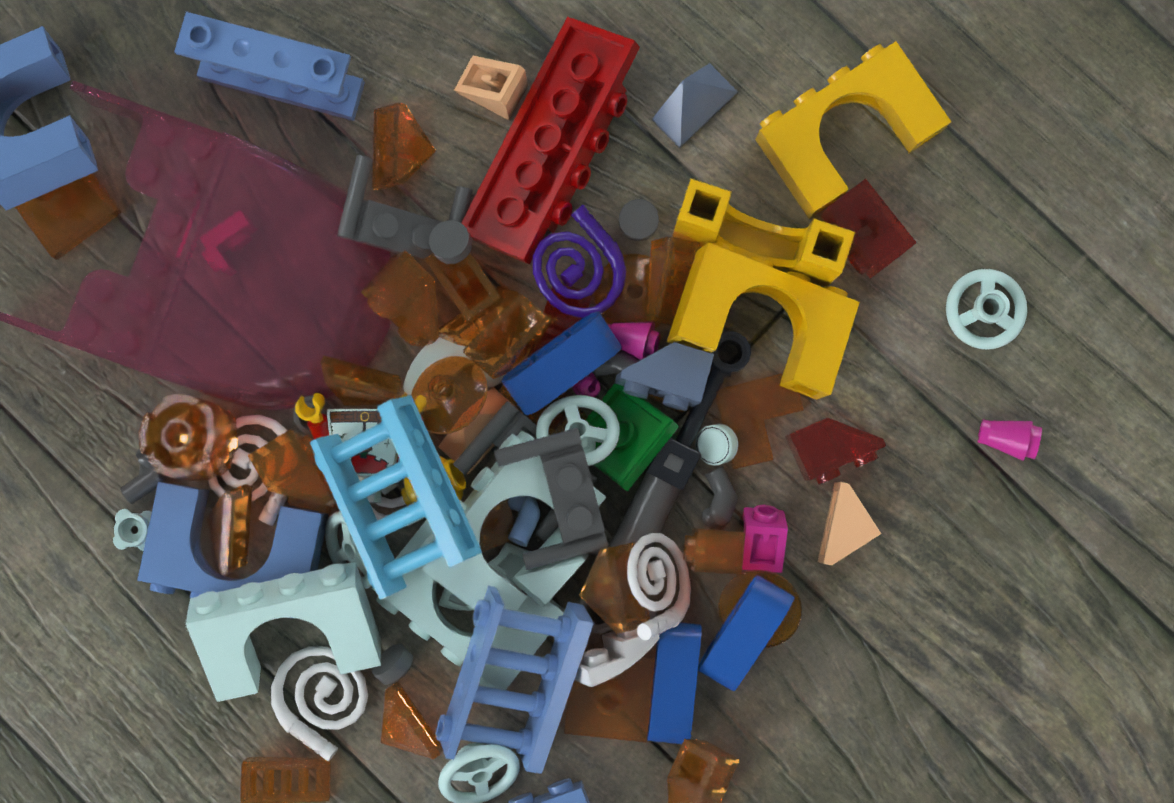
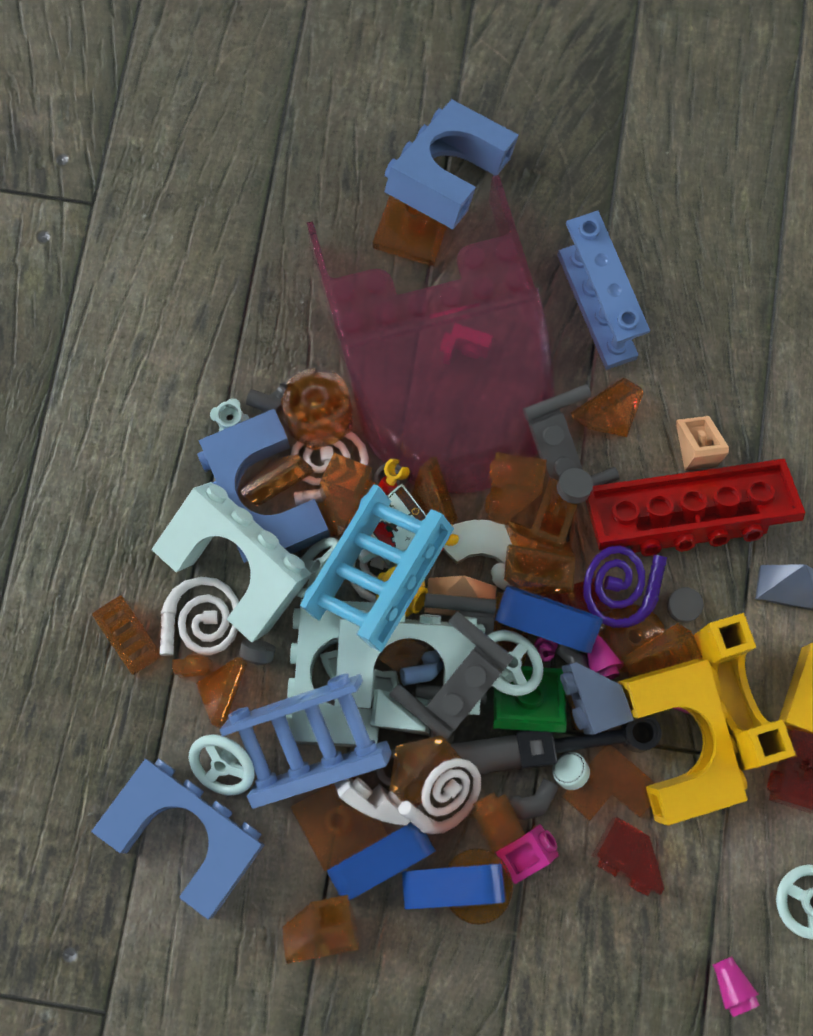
camera: 50 degrees right, 10 degrees down
(361, 737) = (192, 666): none -> clear orange tile
(460, 400) = (473, 560): clear orange dish -> none
(846, 525) = (582, 908): light nougat slope -> none

